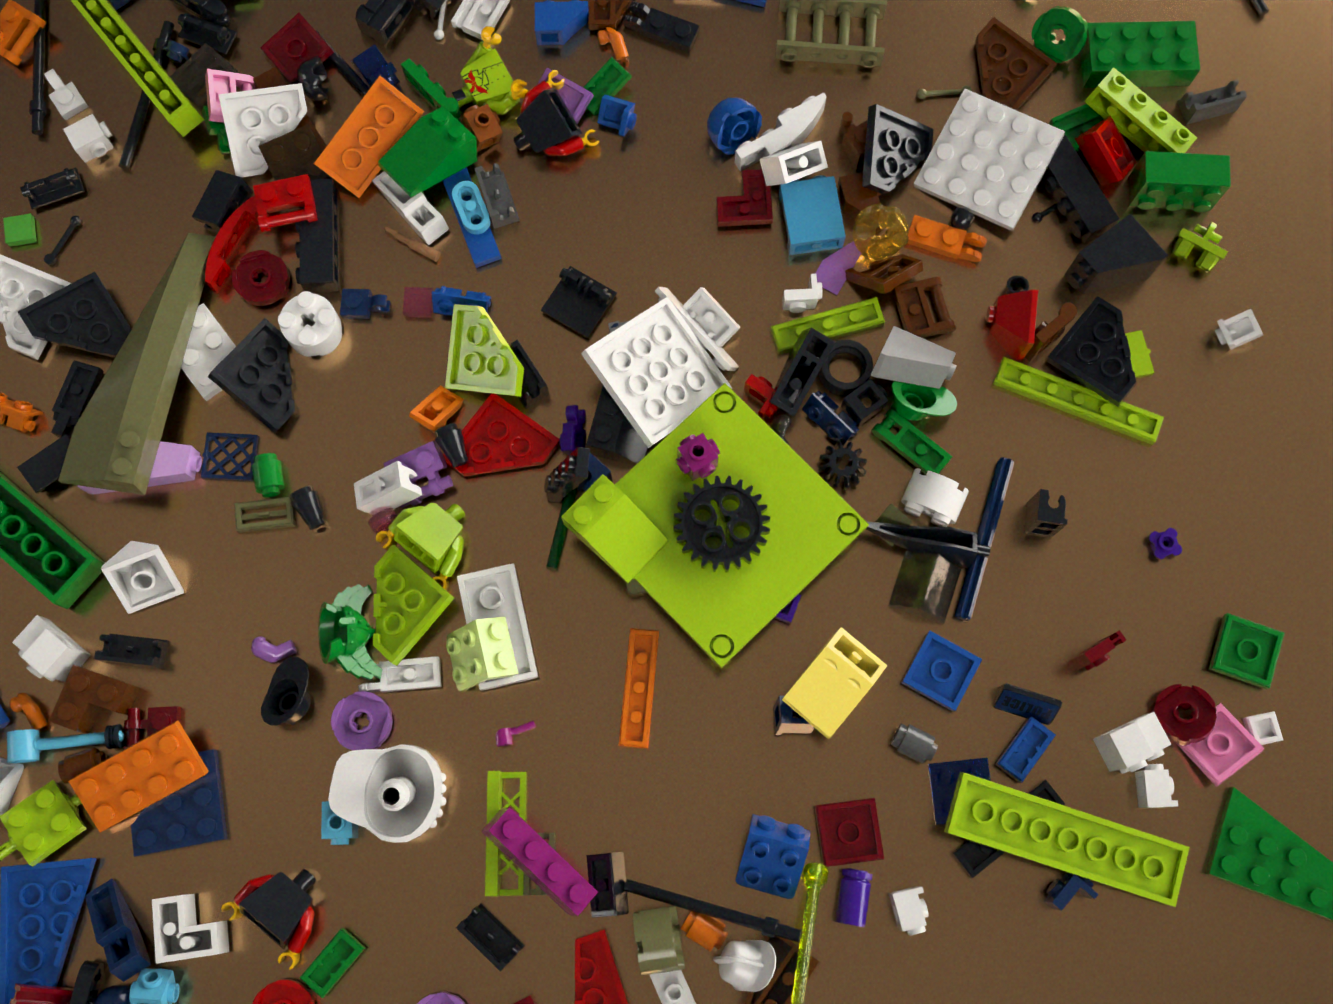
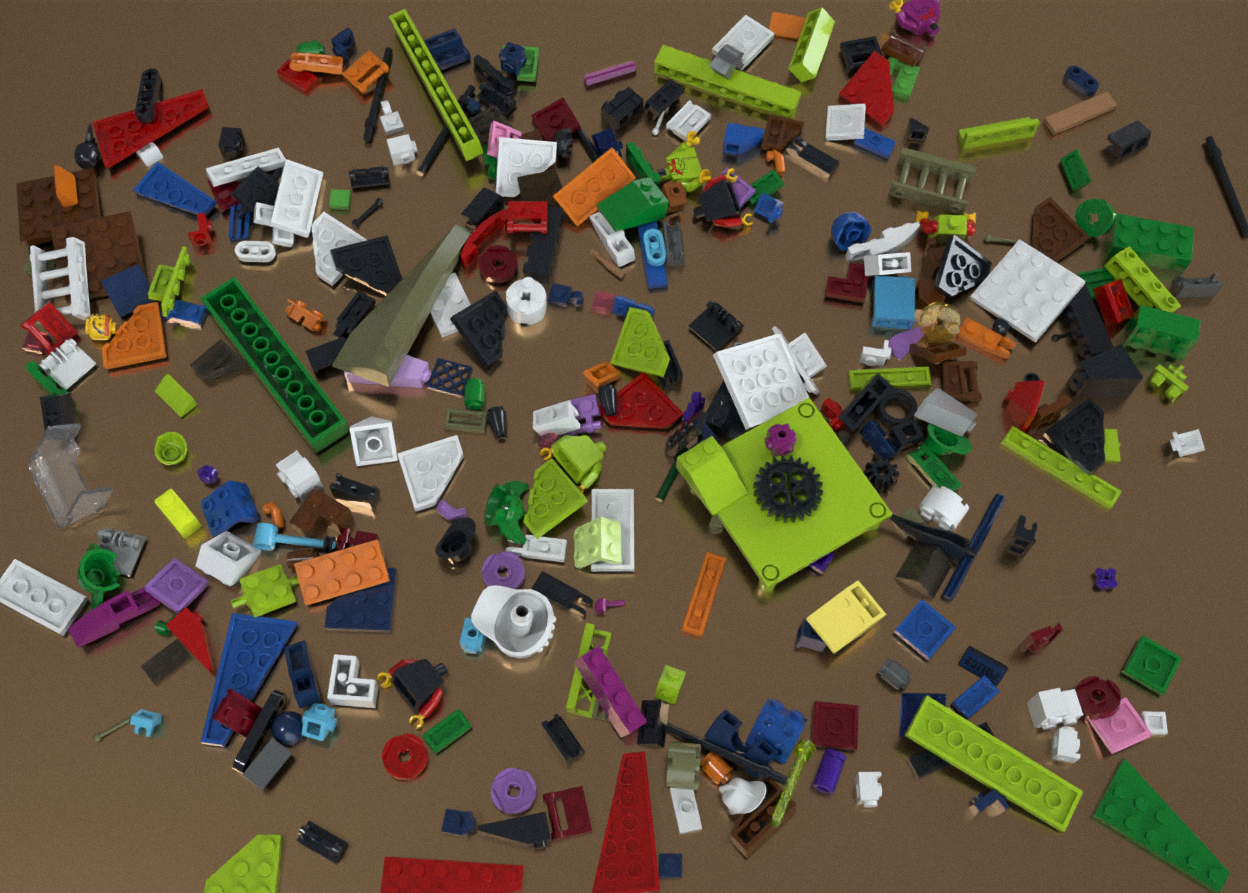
camera: 10 degrees right, 10 degrees down
(230, 598) = (430, 470): none -> white plate
(444, 731) = (561, 593): none -> black hinge
(618, 825) = (670, 684): none -> lime bracket
(707, 883) = (725, 734): none -> dark blue arch
(864, 90) = (947, 225): none -> torso

